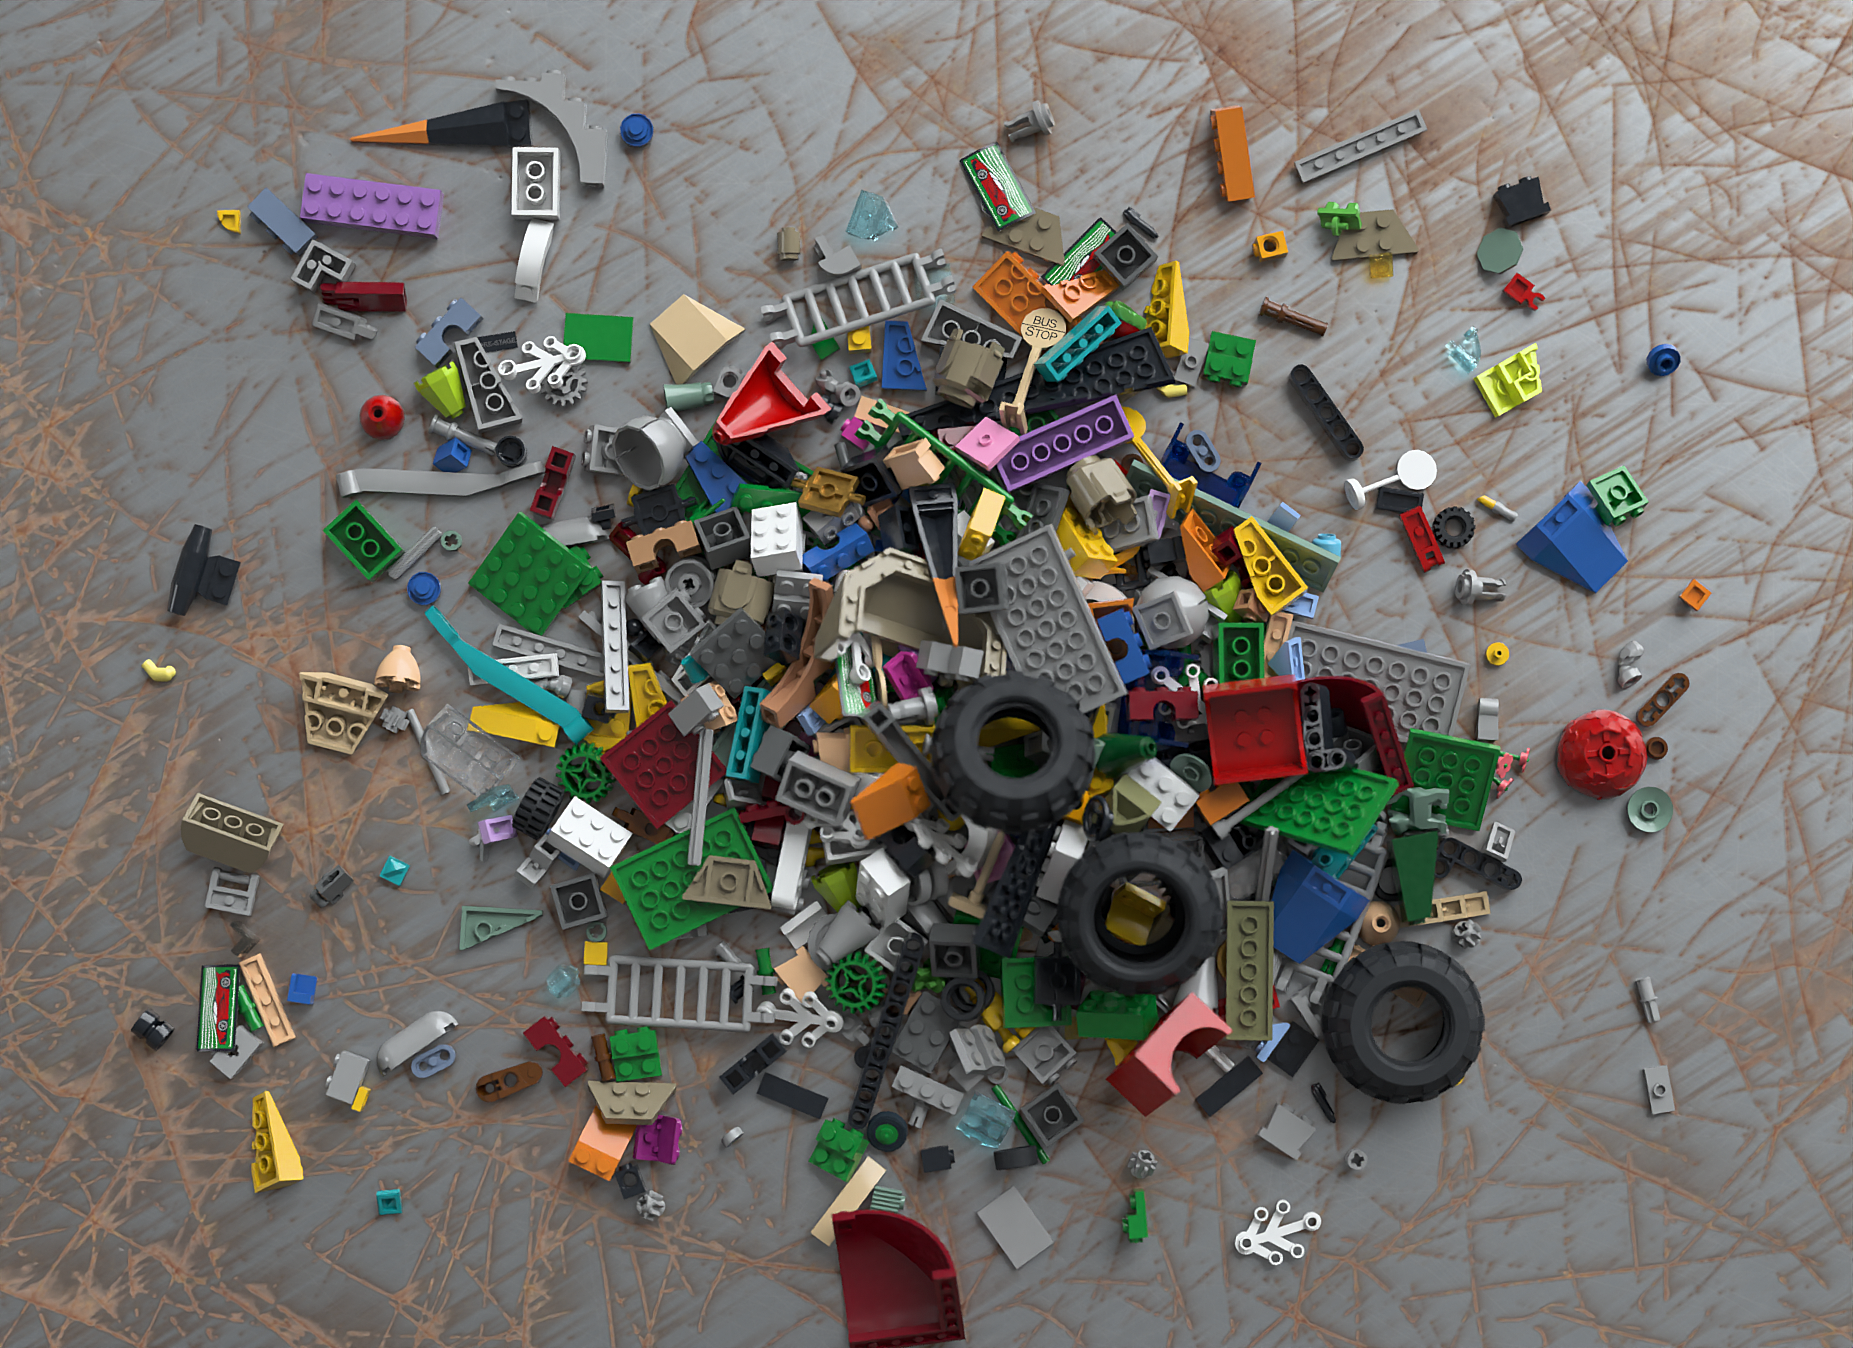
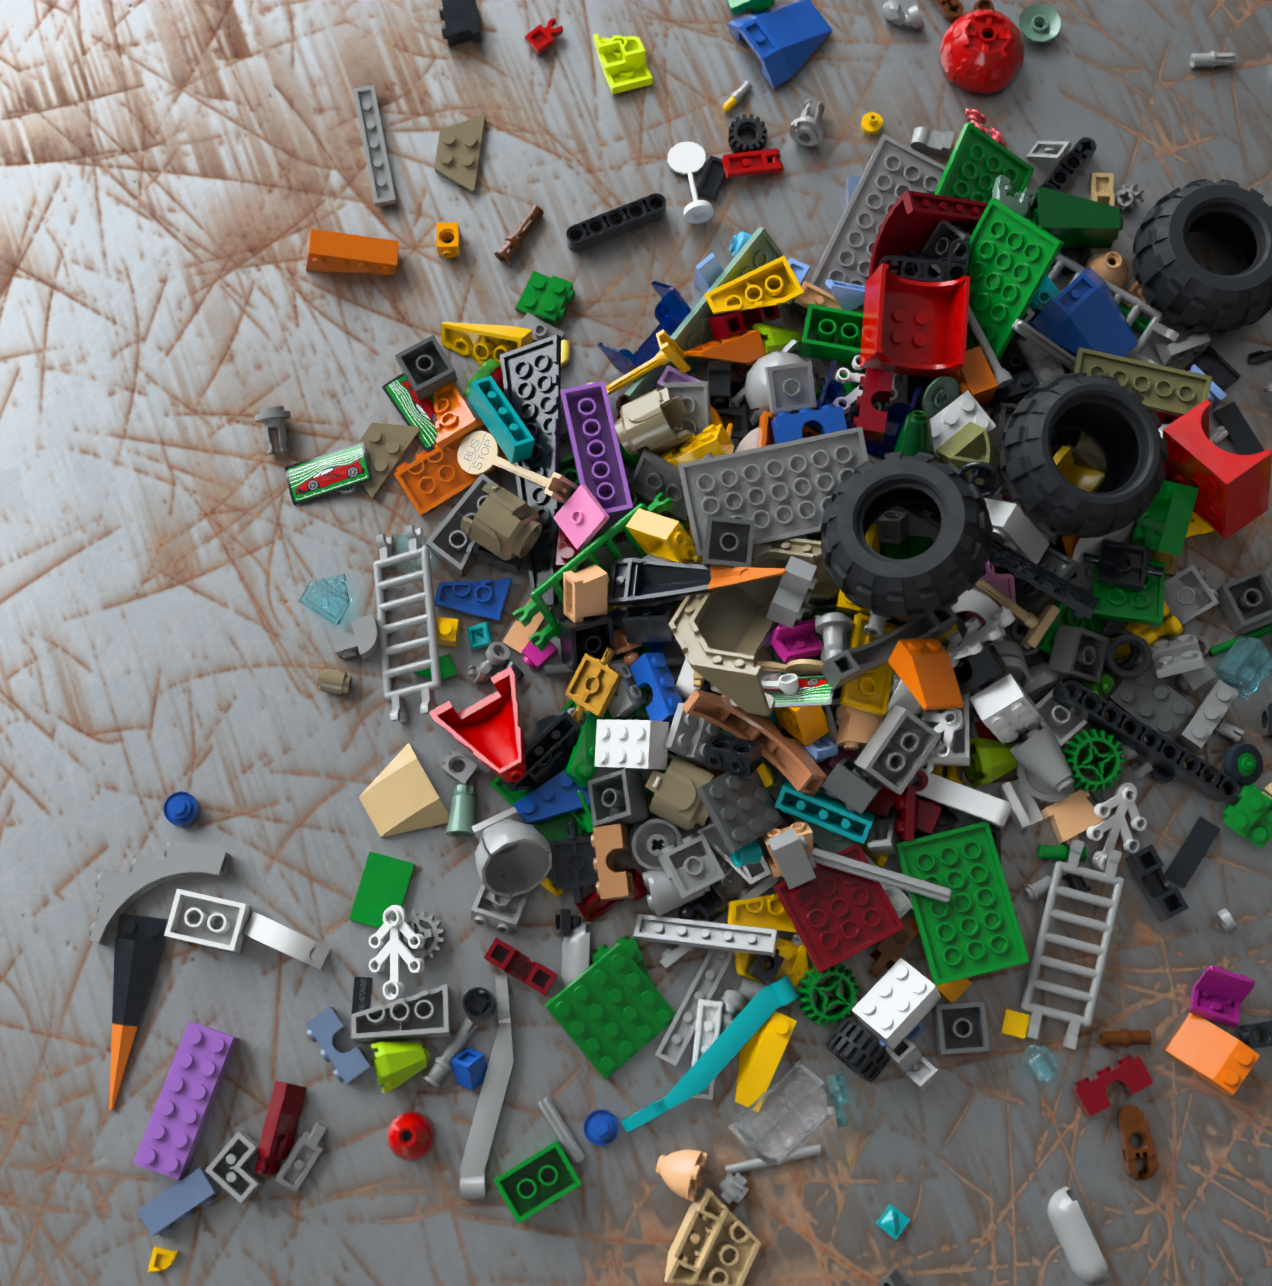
camera: 75 degrees left, 10 degrees down
(433, 1060) = (1102, 1220): sand blue plate -> none
(450, 533) = (549, 1089): sand green bush -> none
(487, 922) = (964, 1133): sand green wing -> none
(492, 831) = (874, 1106): lavender piece -> none
(600, 937) = (999, 1014): sand green bush -> none
(630, 1101) = (1177, 1017): dark tan wing -> none
(635, 1054) = (1126, 1003): green plate -> none
(730, 883) = (975, 863): dark tan wing -> none
(1134, 218) = (389, 356): black piece -> none
(1205, 450) = (627, 334): sand blue plate -> none
(1250, 607) = (789, 315): nougat brick -> none
(1340, 219) = (437, 172): bright green hips -> none
(1381, 265) = (489, 149): clear yellow plate -> none
(1462, 356) = (589, 99): clear light blue plant -> none
(1500, 250) = (501, 46): sand green piece -> none

